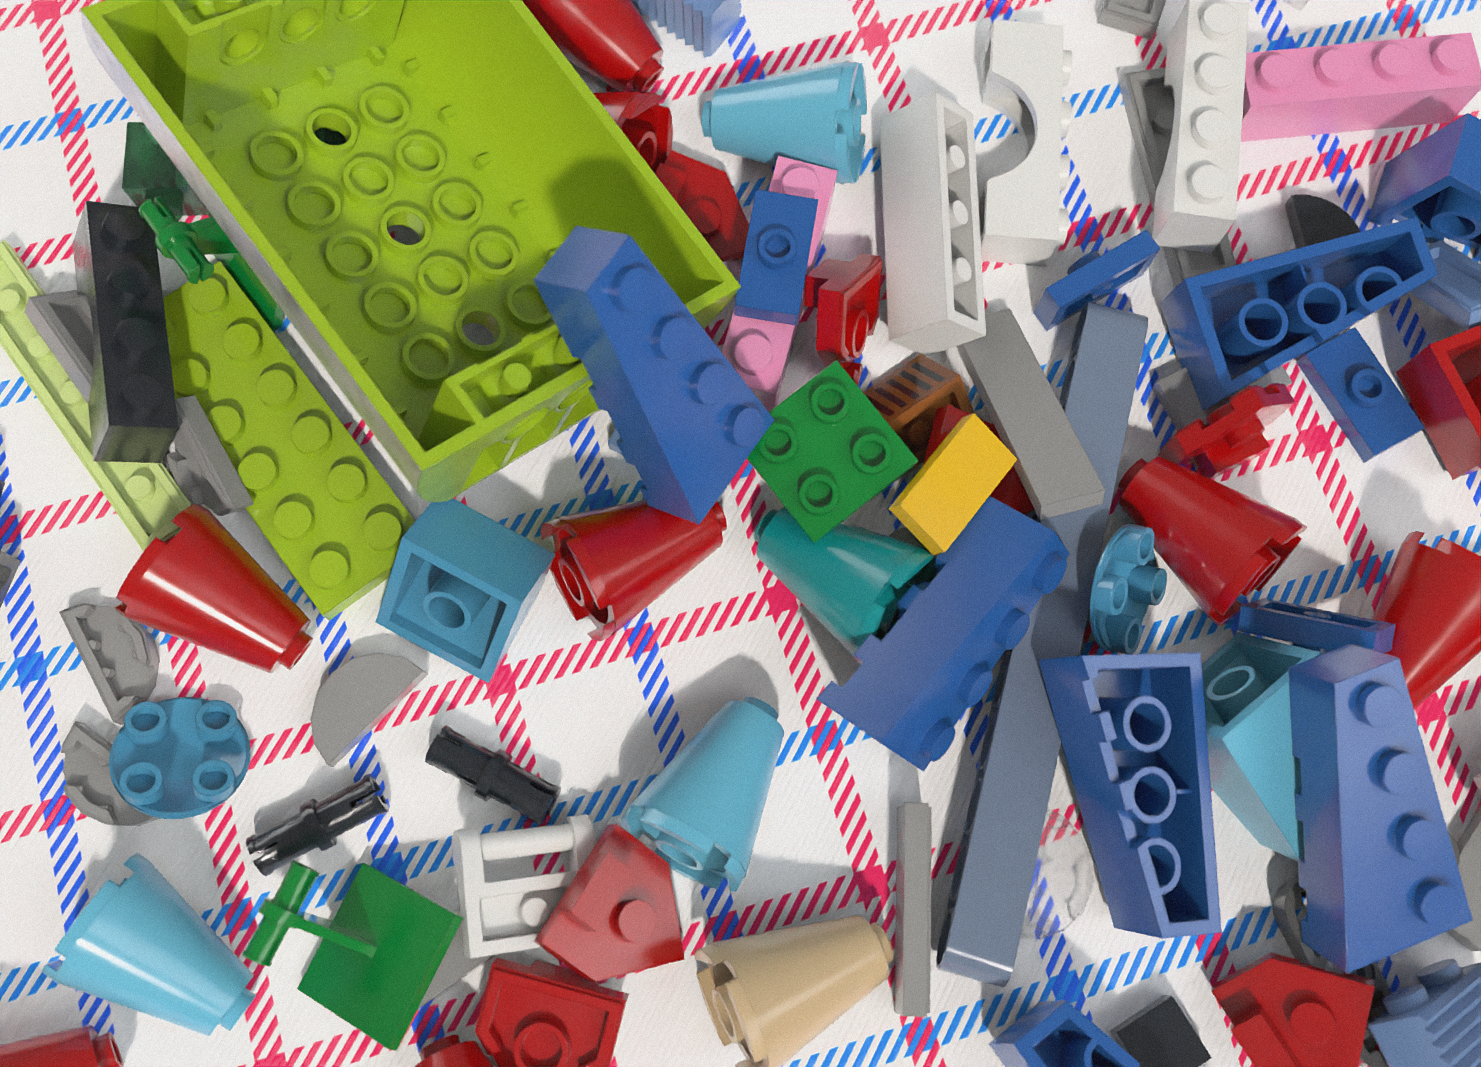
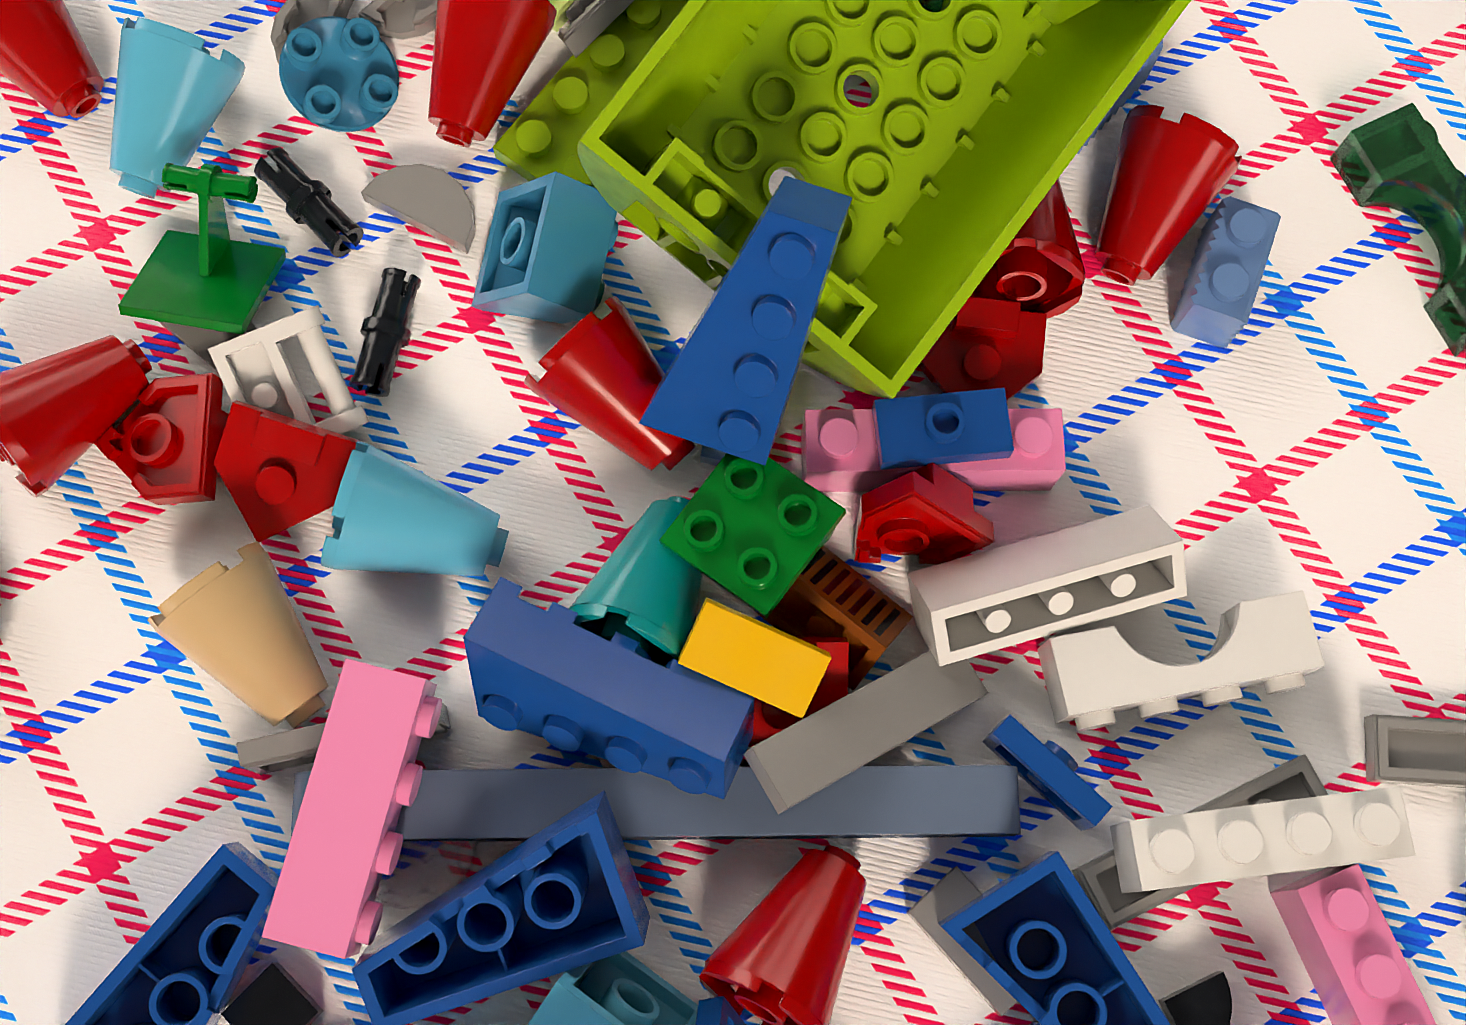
camera: 75 degrees right, 0 degrees up
(796, 116) = (1117, 427): medium azure cone -> none
(1007, 903) = (352, 811): none -> bright pink brick
(1125, 588) = (709, 870): dark azure dish -> none
(1231, 432) = (918, 952): red plate -> none

